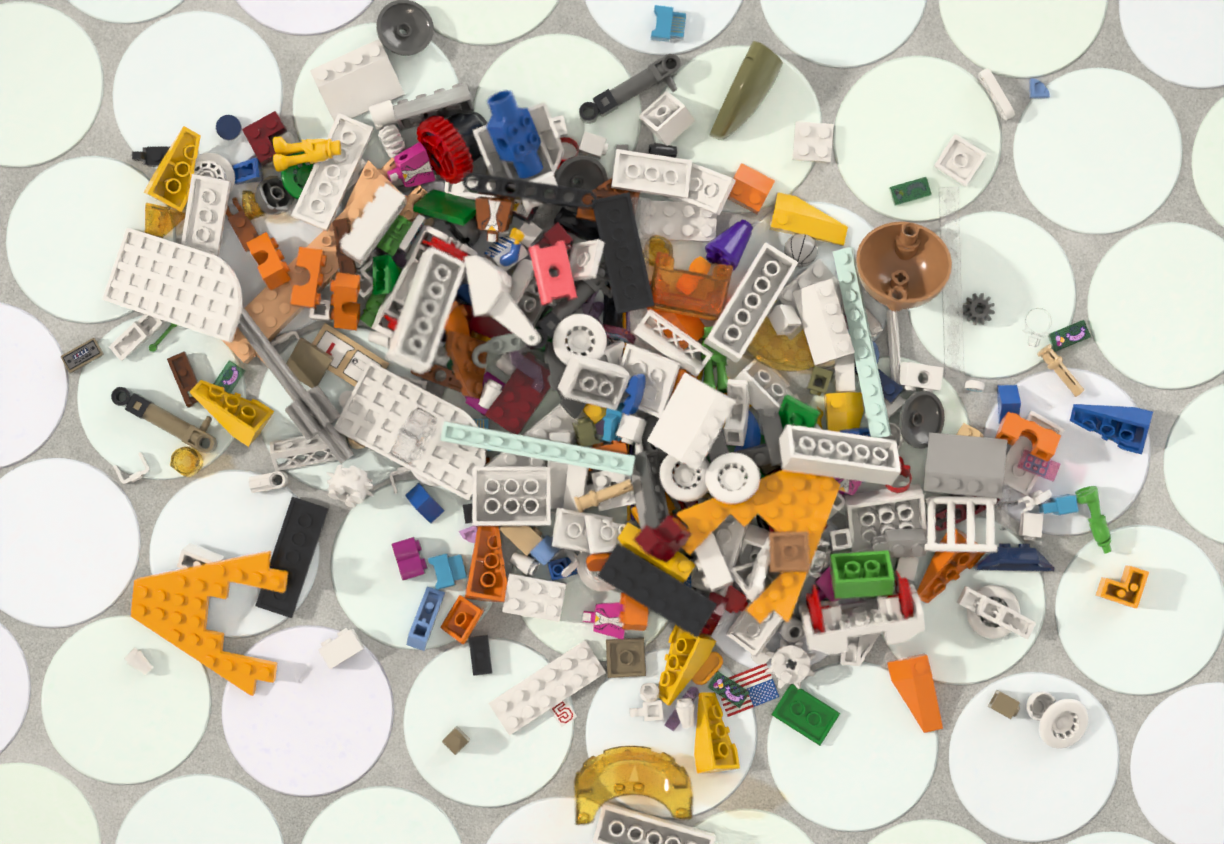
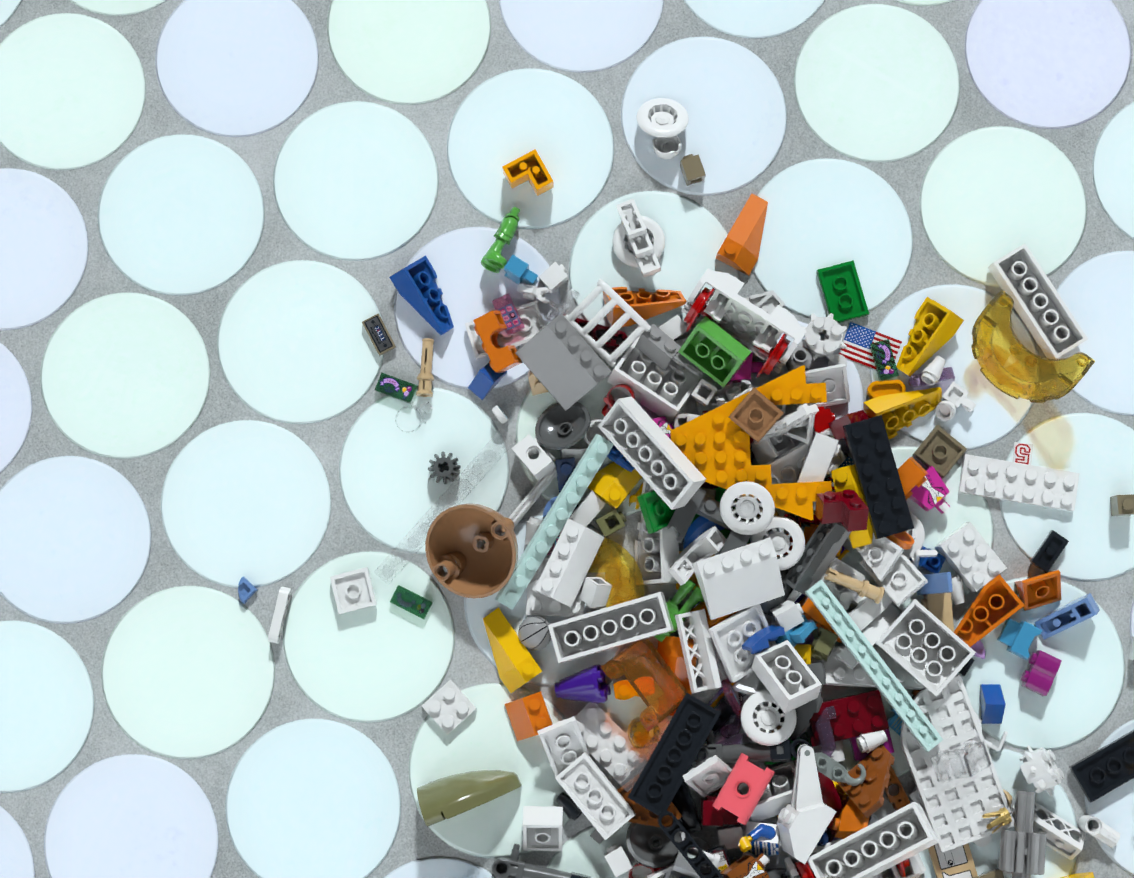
camera: 135 degrees left, 5 degrees down
(347, 424) = (1003, 817): none -> pearl gold piece
(1014, 559) = (588, 264): dark blue wedge -> none
(1119, 363) = (378, 334): none -> tile

